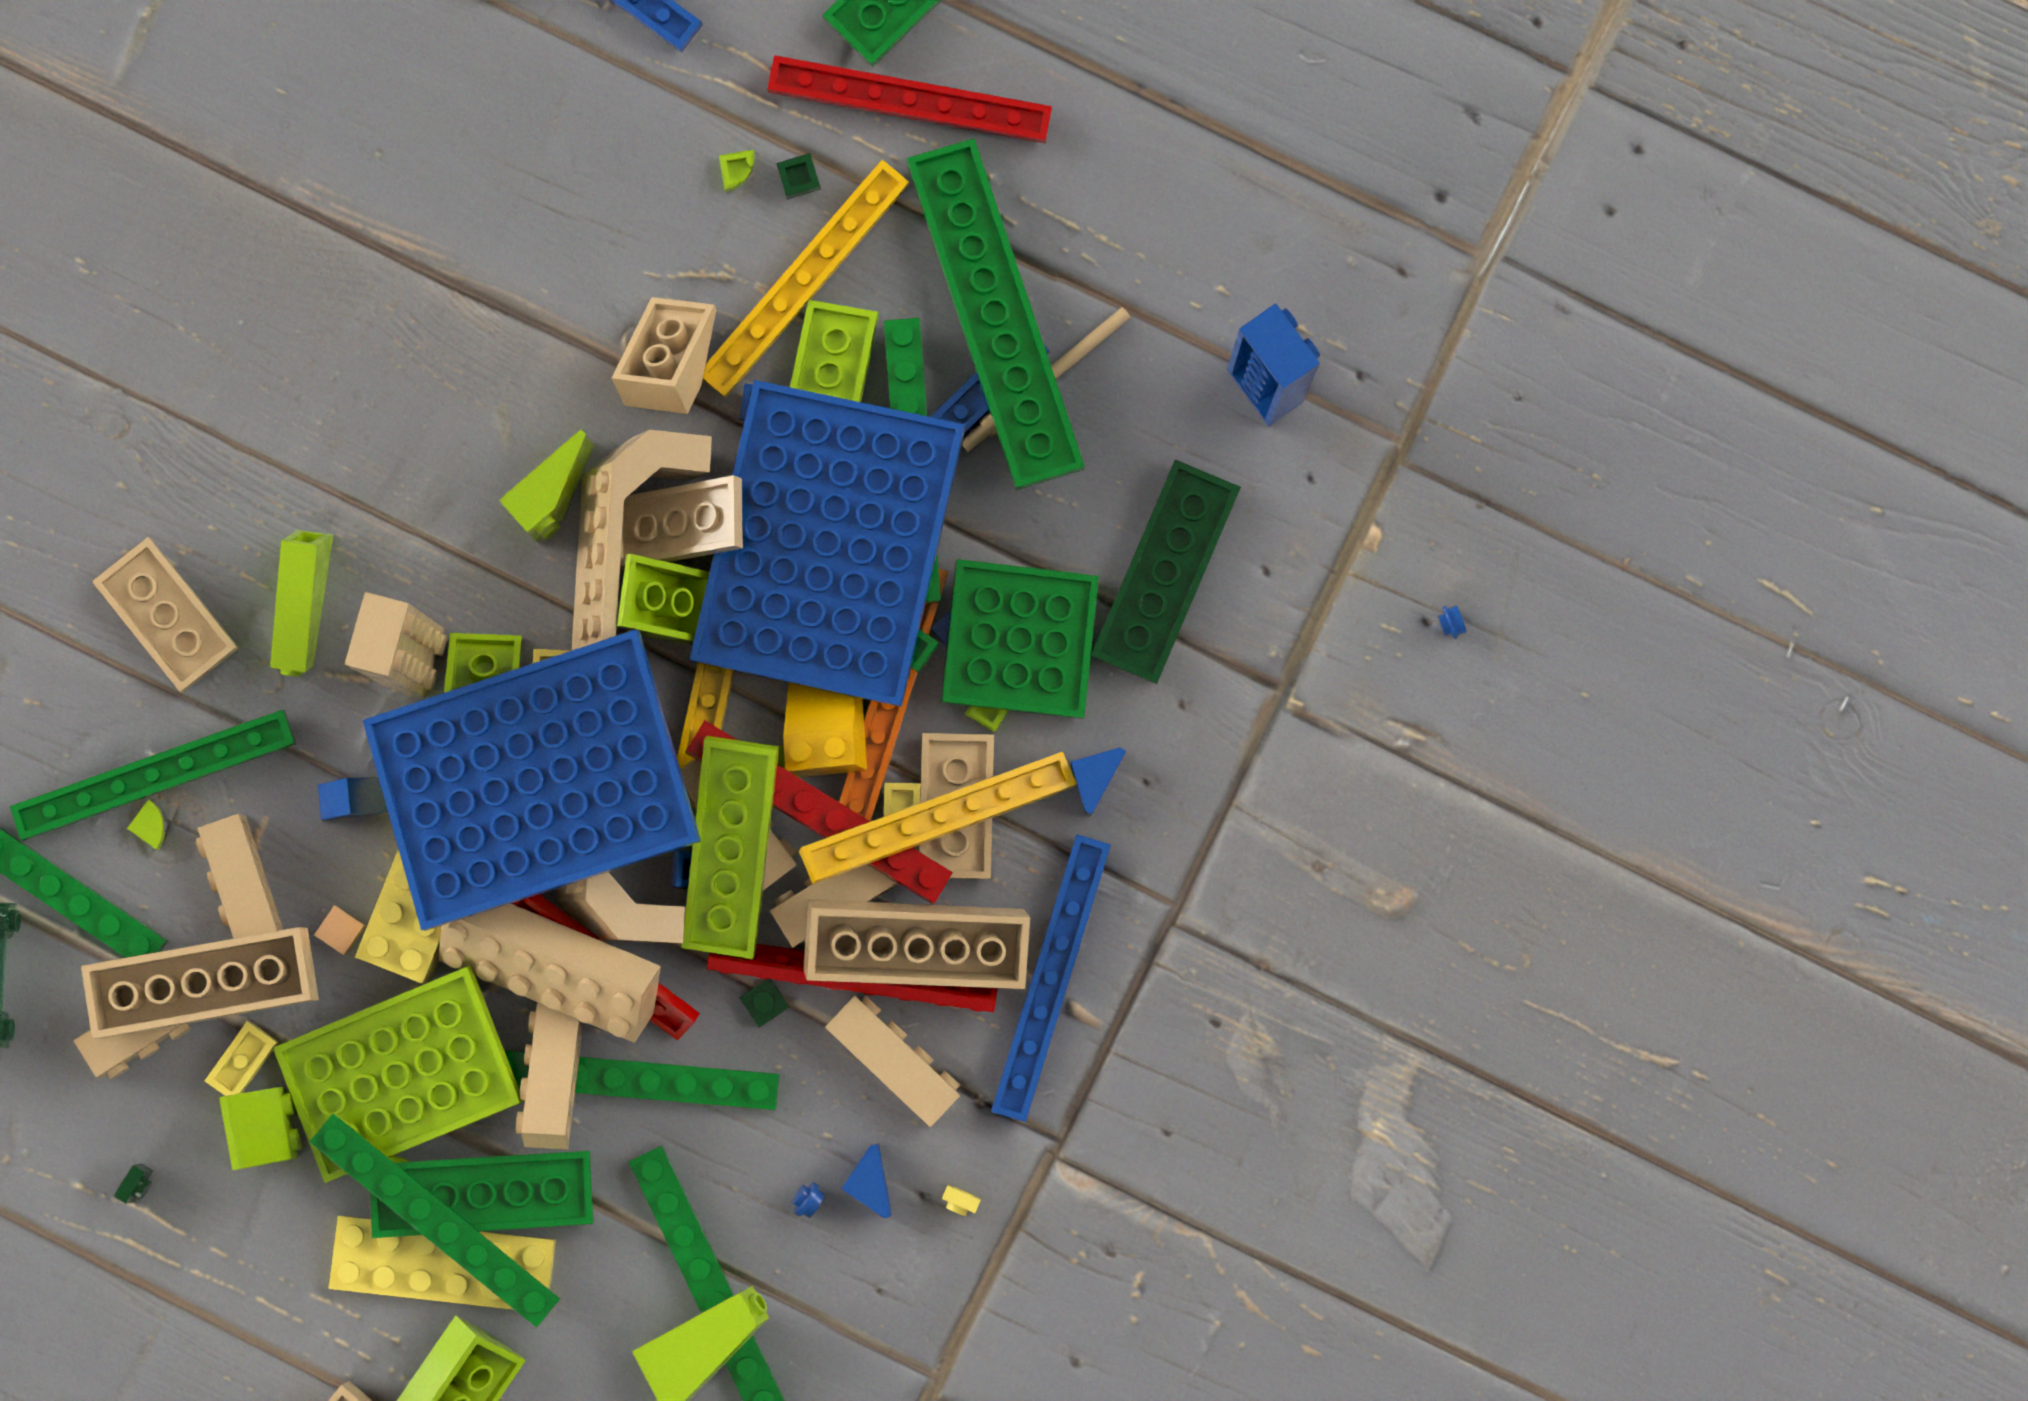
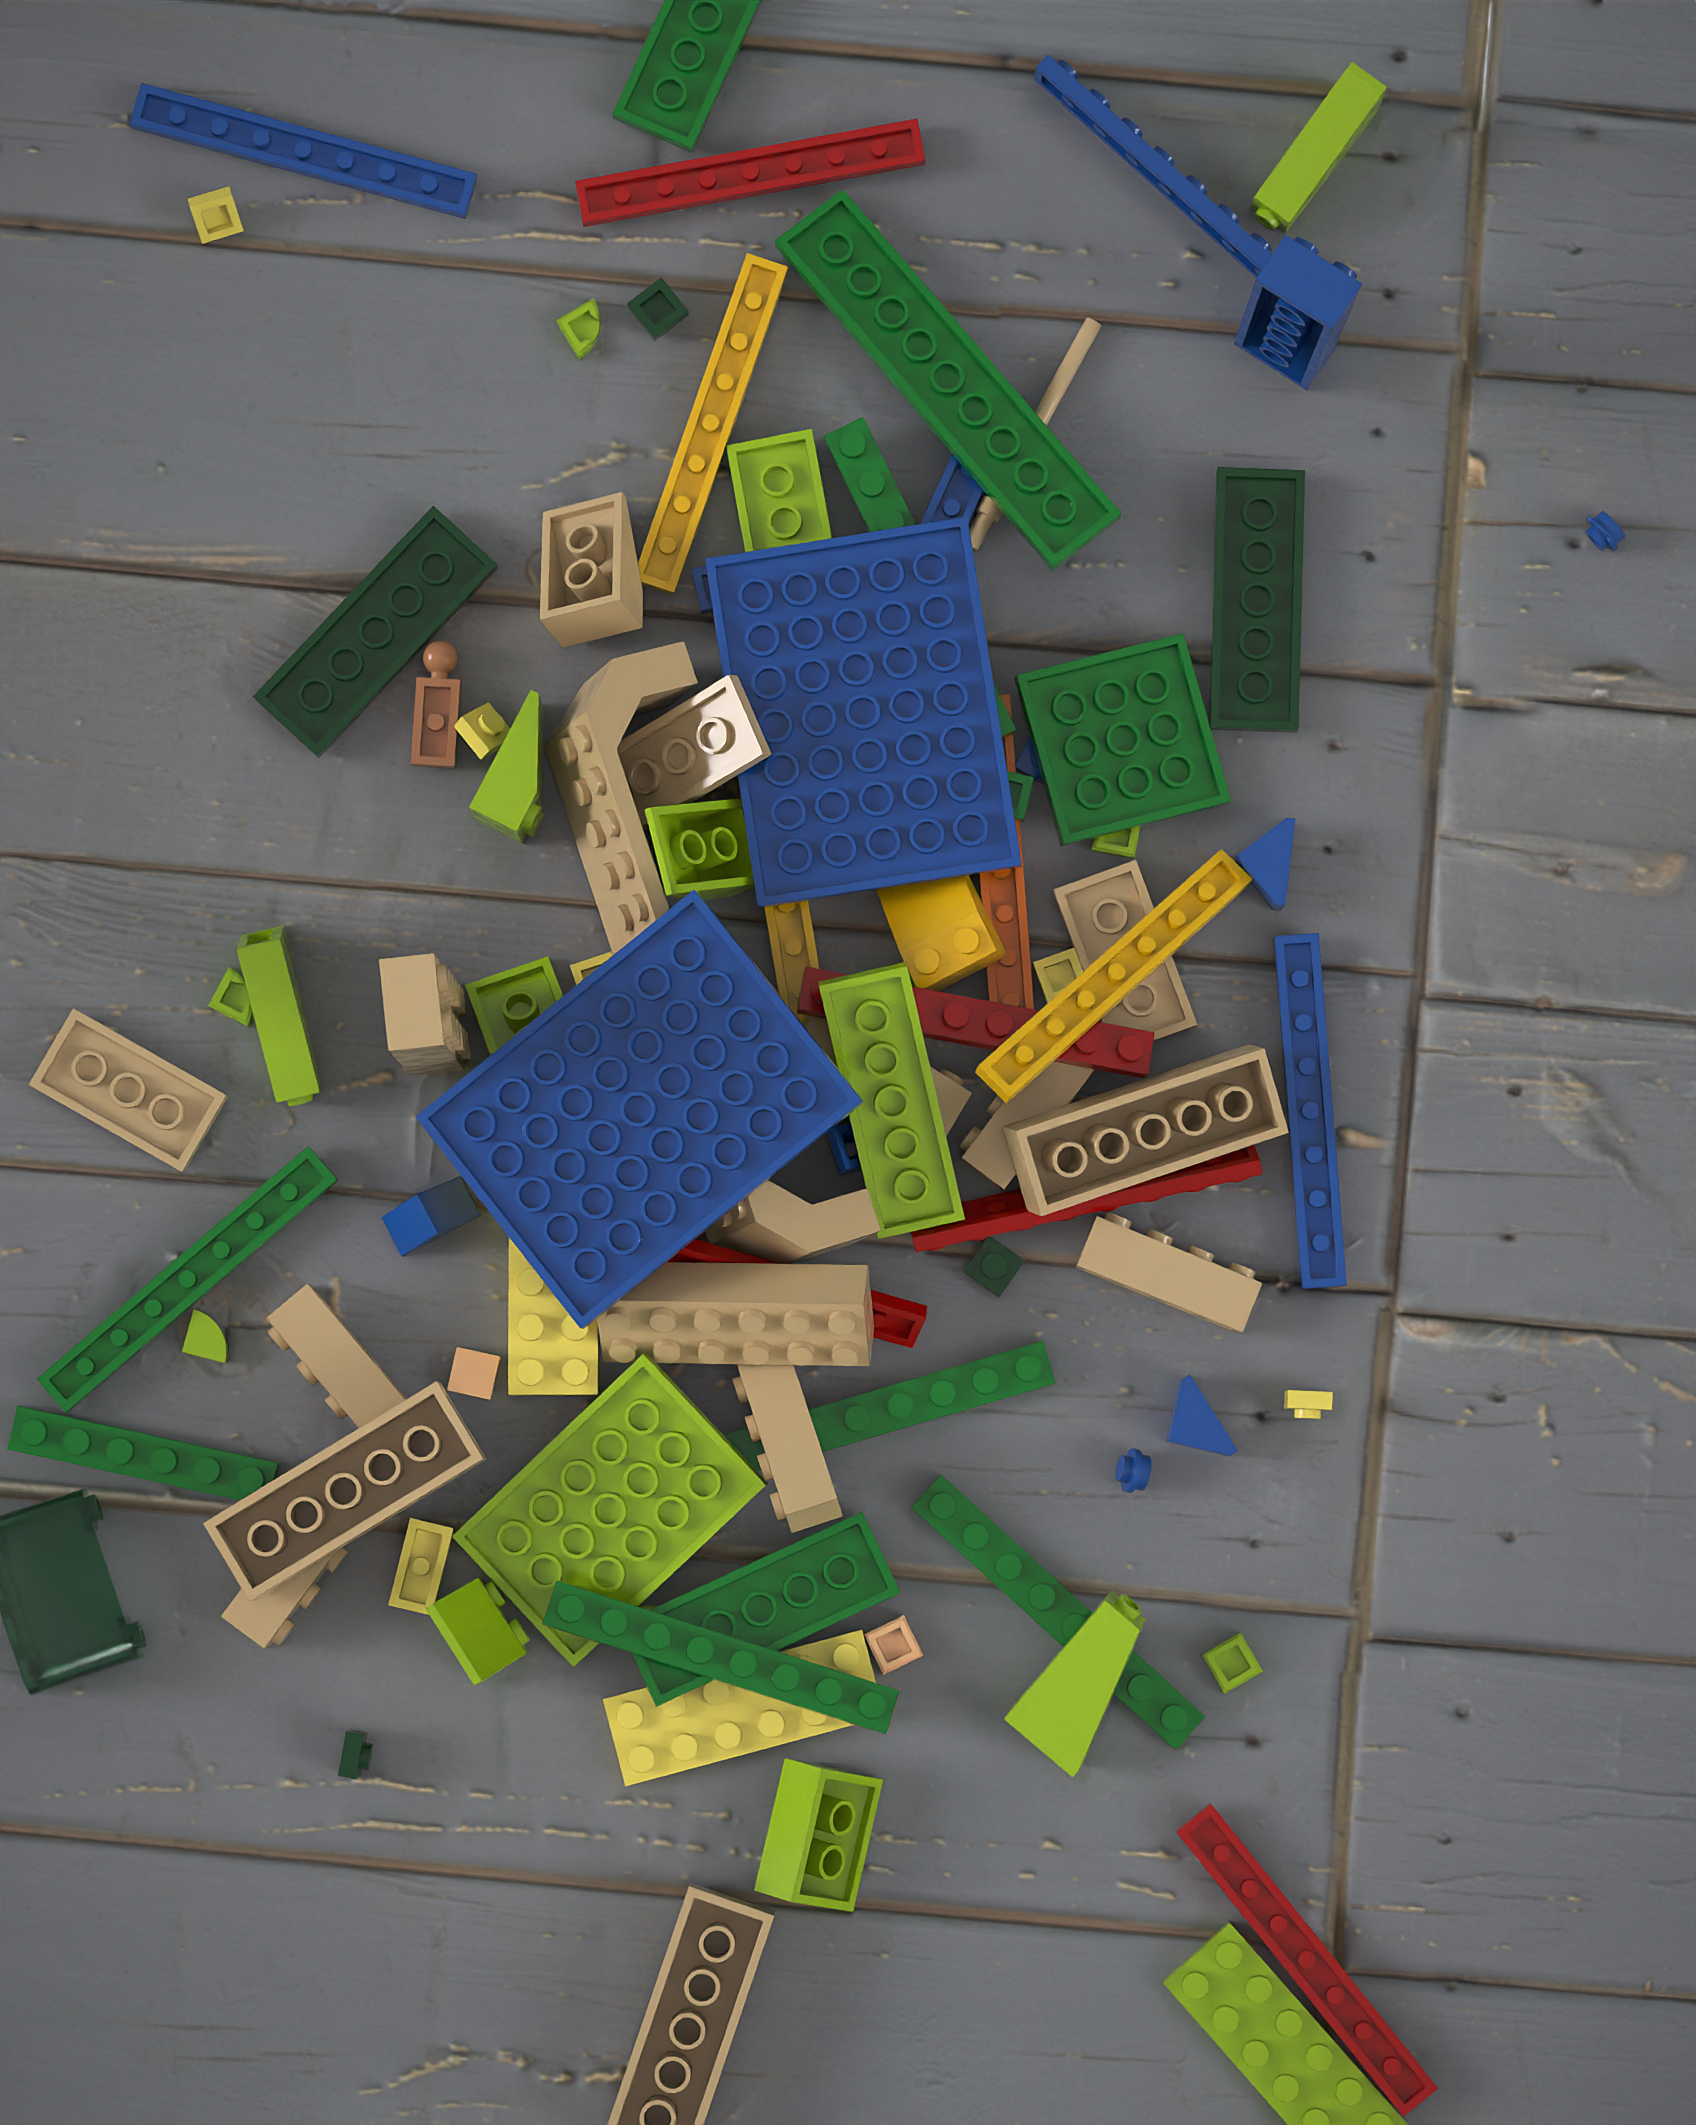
camera: 25 degrees left, 0 degrees up
(267, 575) = (232, 998): none -> lime tile
(488, 339) = (375, 631): none -> dark green plate
(511, 416) = (436, 709): none -> nougat plate
(538, 444) = (483, 730): none -> light yellow plate
(574, 1260) = (893, 1644): none -> light nougat tile
(825, 1375) = (1232, 1662): none -> lime tile
(1218, 209) = (1153, 164): none -> blue plate
(1347, 245) = (1318, 148): none -> lime slope

